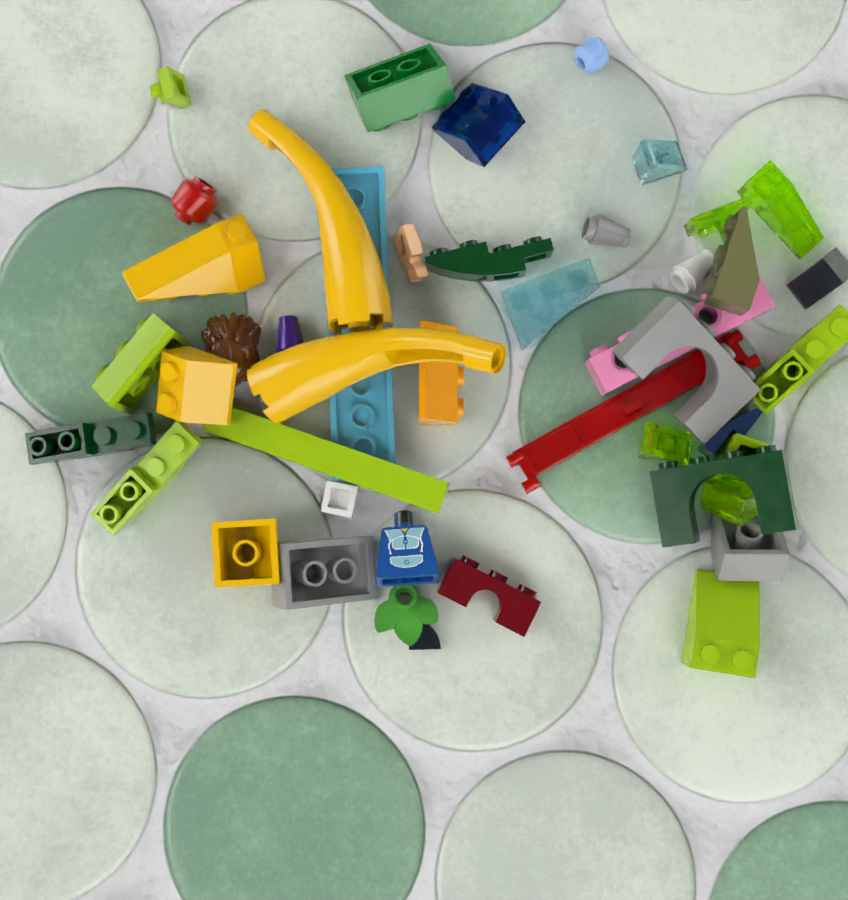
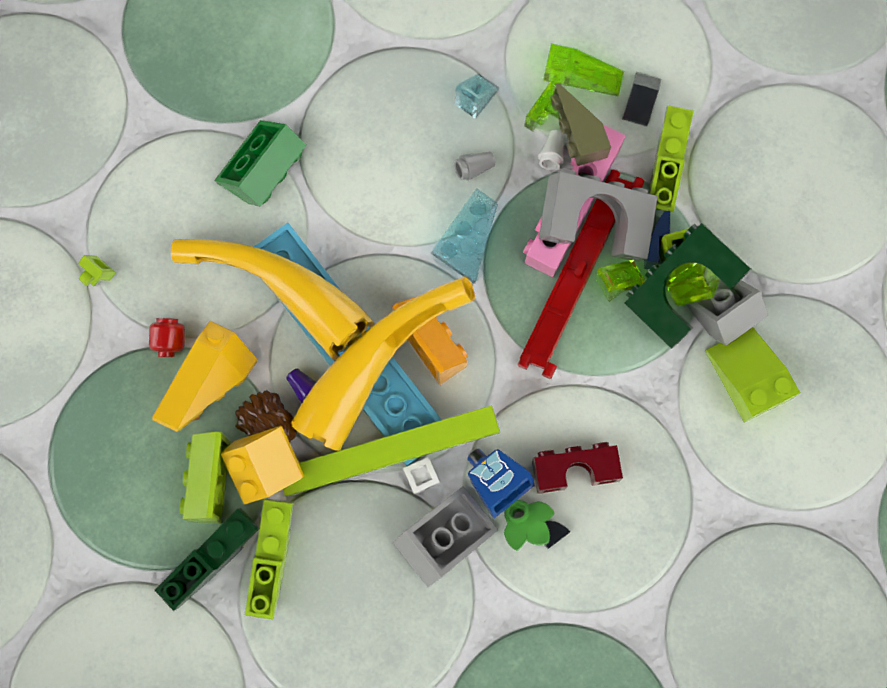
camera: 35 degrees left, 10 degrees down
(245, 552) = (382, 558): yellow slope -> none
(409, 248) = (347, 268): light nougat plate -> none
(476, 264) = (401, 245): dark green slope -> none
(479, 123) = (334, 150): clear blue slope -> none
(591, 55) = (379, 54): light blue piece -> none

